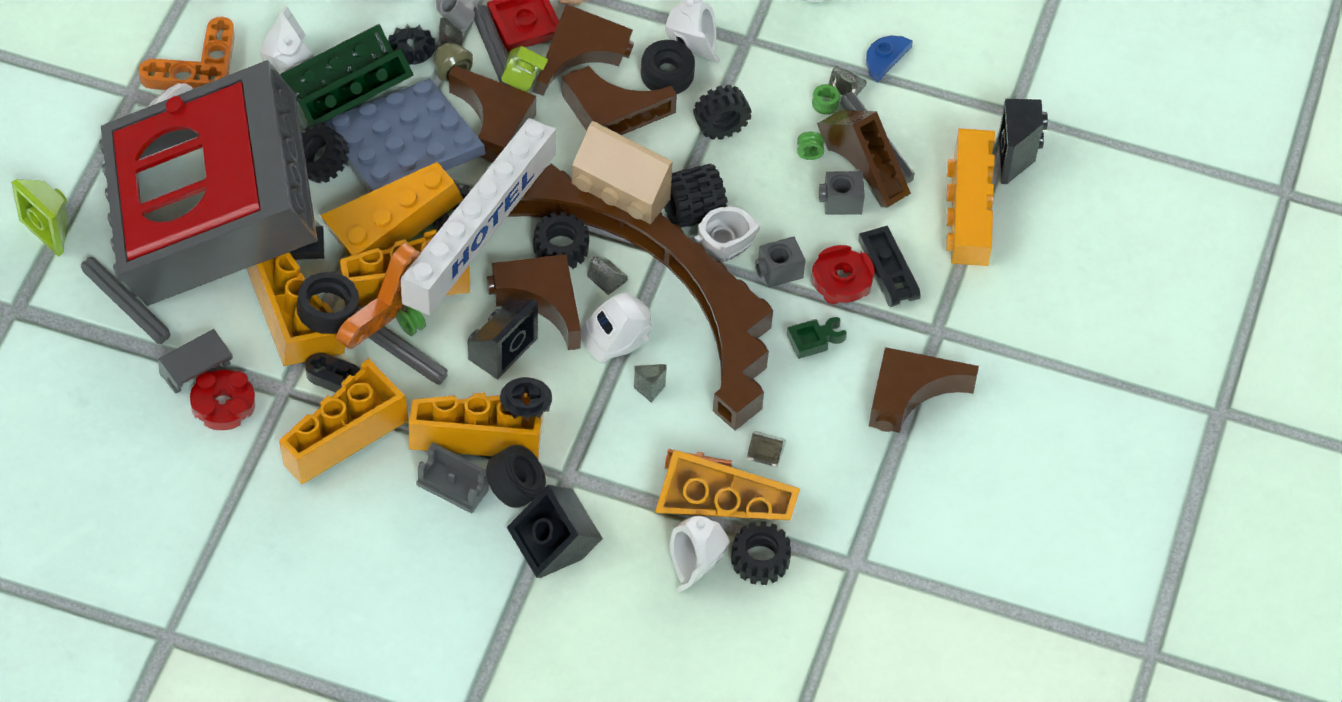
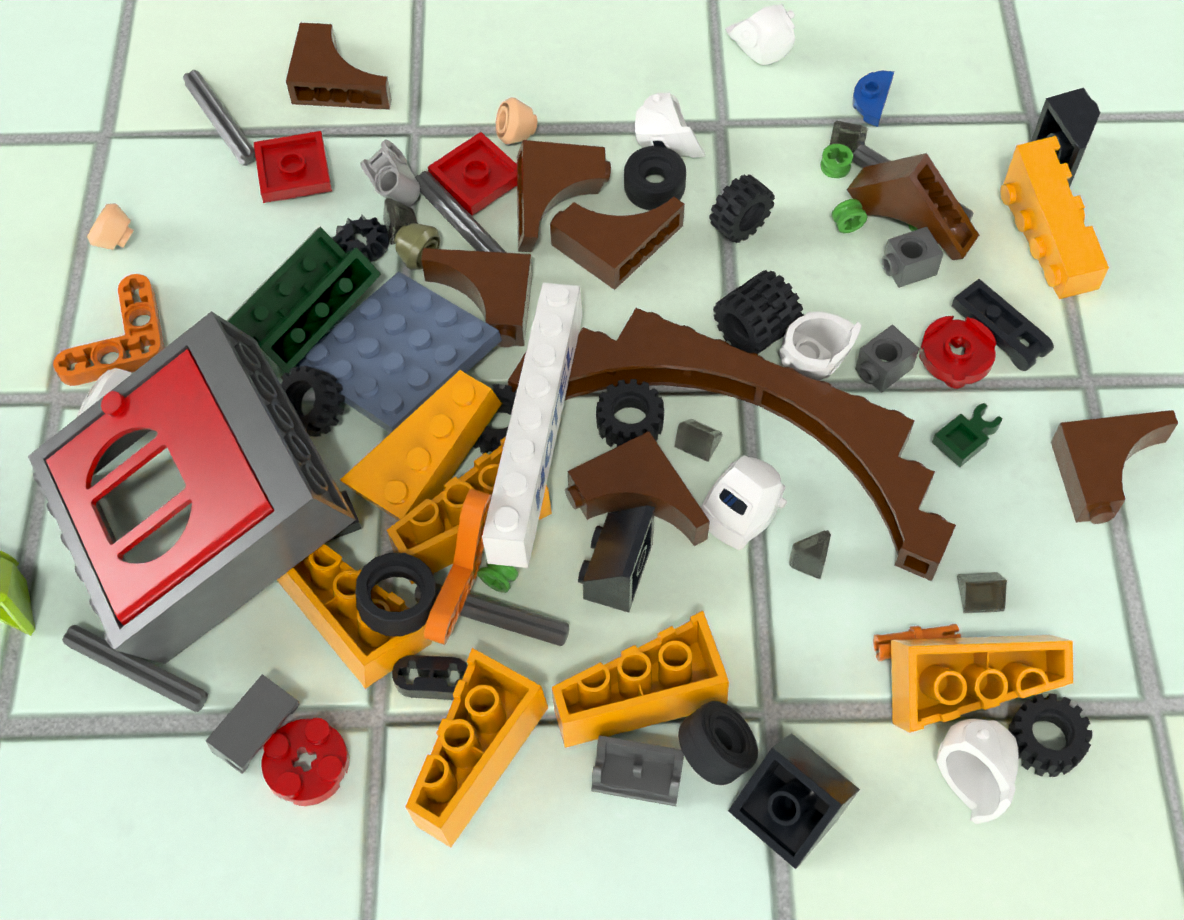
camera: 15 degrees left, 5 degrees up
(284, 43) = (217, 284): white helmet -> none
(522, 68) = (500, 225): lime slope -> none
(537, 391) = (699, 623): black gear -> none
(622, 173) = (677, 313): tan slope -> none

